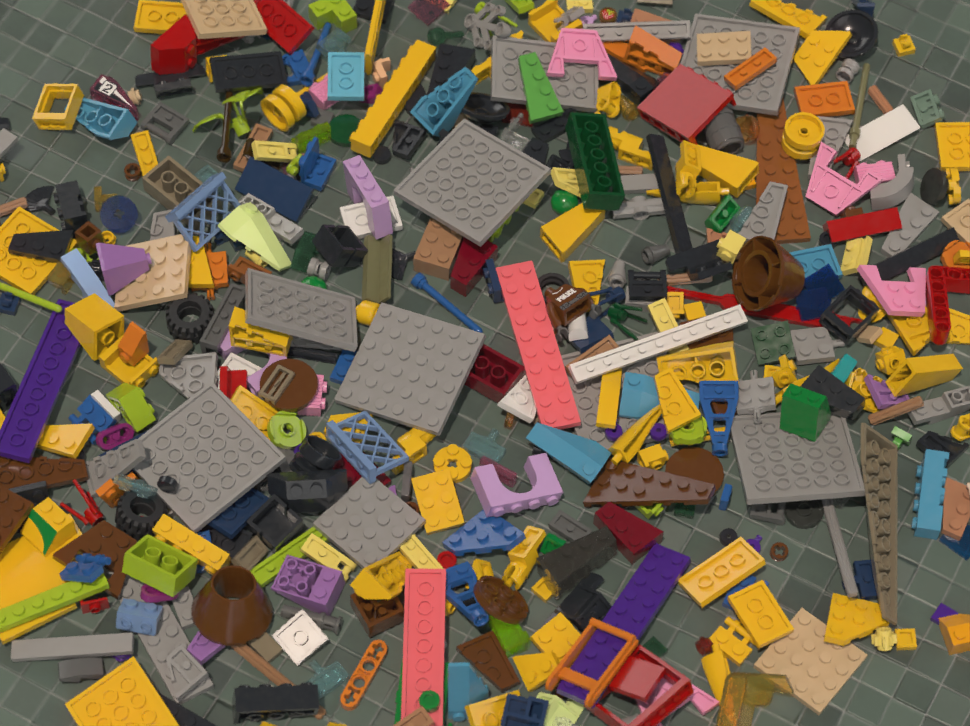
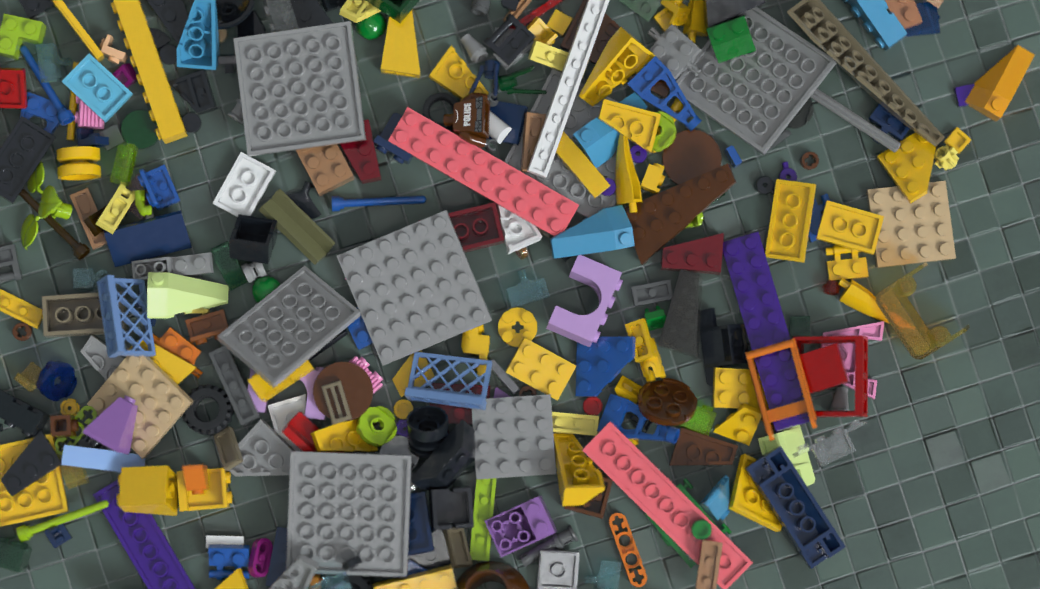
camera: 50 degrees left, 25 degrees up
(131, 404) = (246, 523): lime brick -> none
(327, 555) = (512, 492): light yellow plate -> none
(363, 187) = (217, 172): lavender arch -> none
(366, 311) = (329, 269): yellow head -> none
(505, 475) = (557, 301): clear pink tile -> none
(542, 591) = (680, 360): yellow tile -> none

